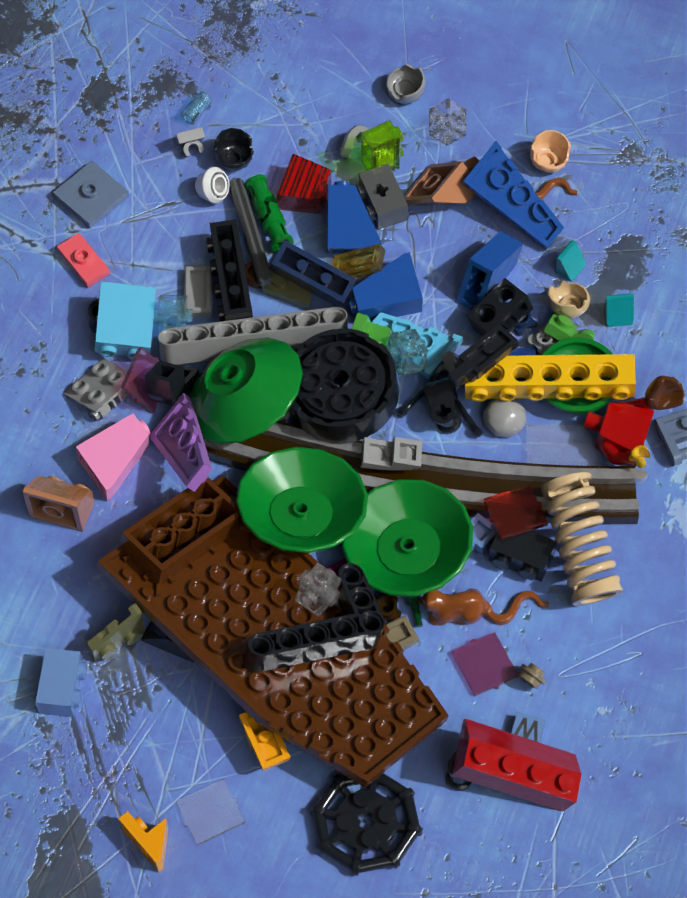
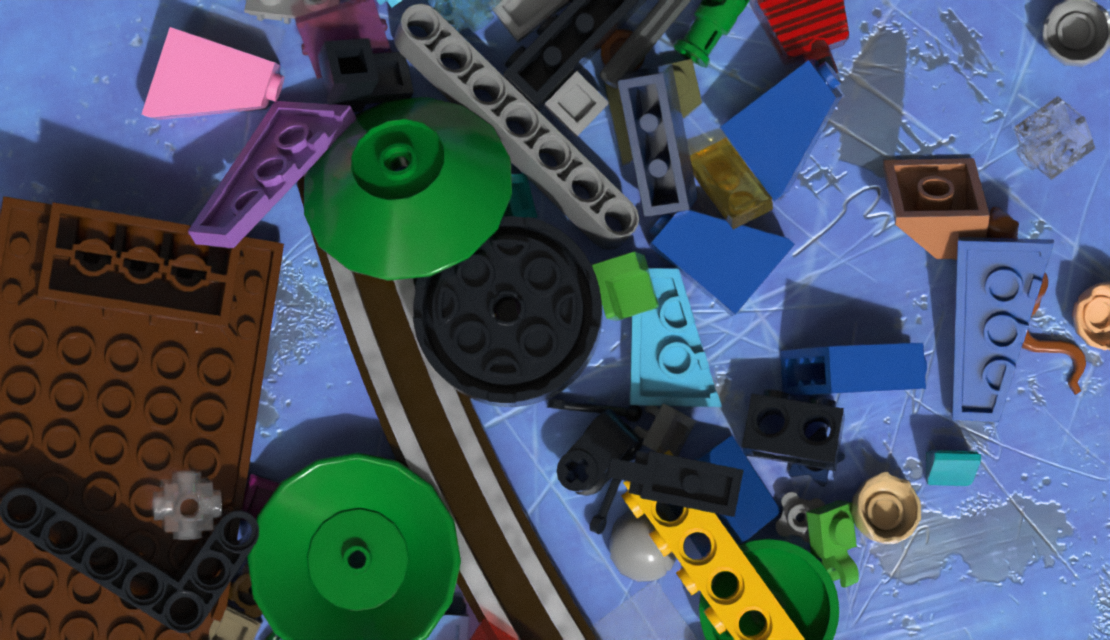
camera: 55 degrees right, 25 degrees up
(59, 502) = (87, 62): nougat slope -> none
(264, 301) = (576, 103): none -> light grey tile
(305, 481) = (307, 338): green dish -> none
(352, 137) = (934, 20): hair -> none
(382, 146) = (937, 82): clear neon green brick -> none
(382, 196) = (888, 120): dark grey brick -> none
(388, 455) = (463, 448): light grey slope -> none
(407, 351) = (628, 358): clear light blue brick -> none
(619, 310) = (921, 586): teal slope -> none

